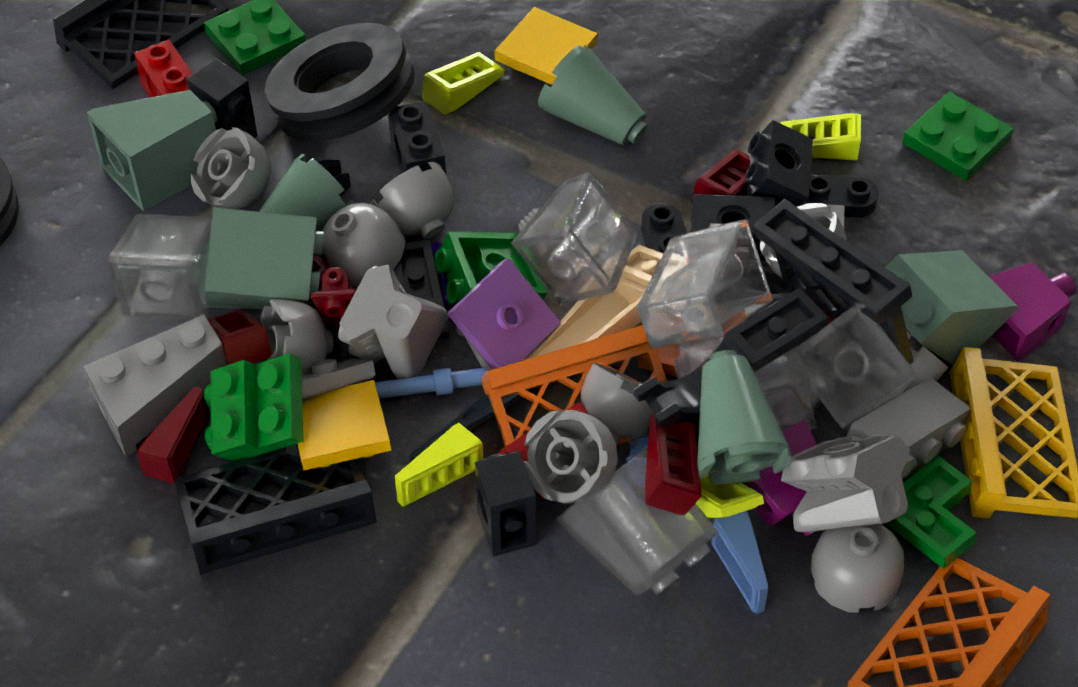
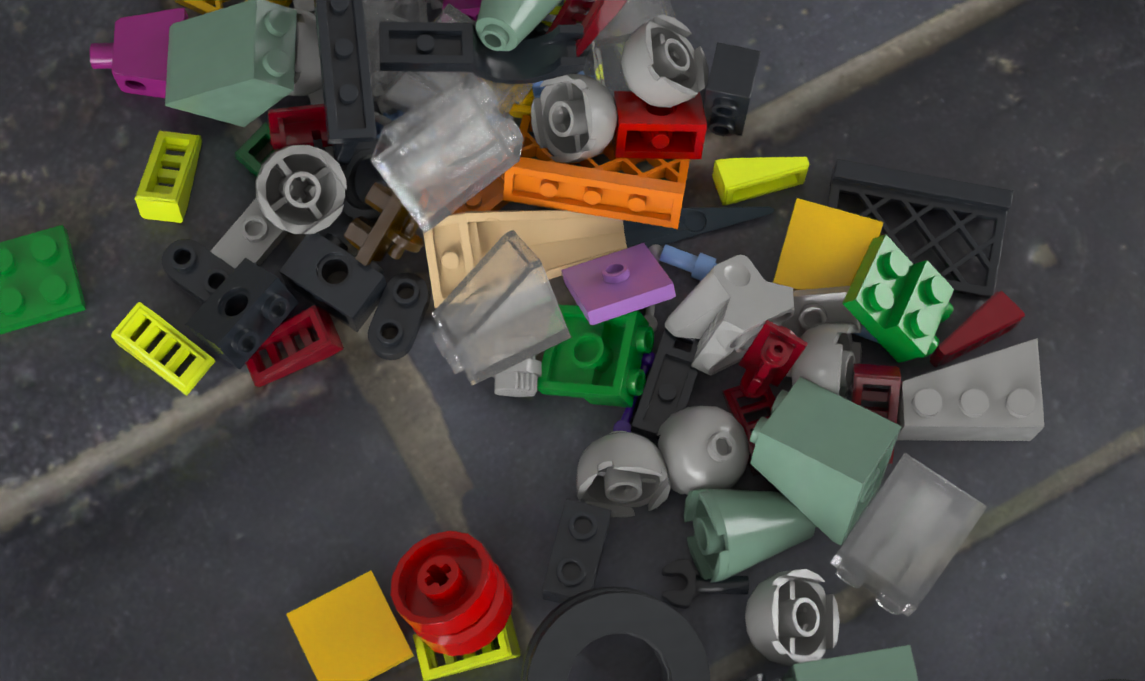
camera: 150 degrees left, 20 degrees up
(488, 74) = (451, 593): none -> red wheel
(593, 98) = (360, 513): sand green cone -> none
(932, 227) = (168, 202): none -> neon yellow slope

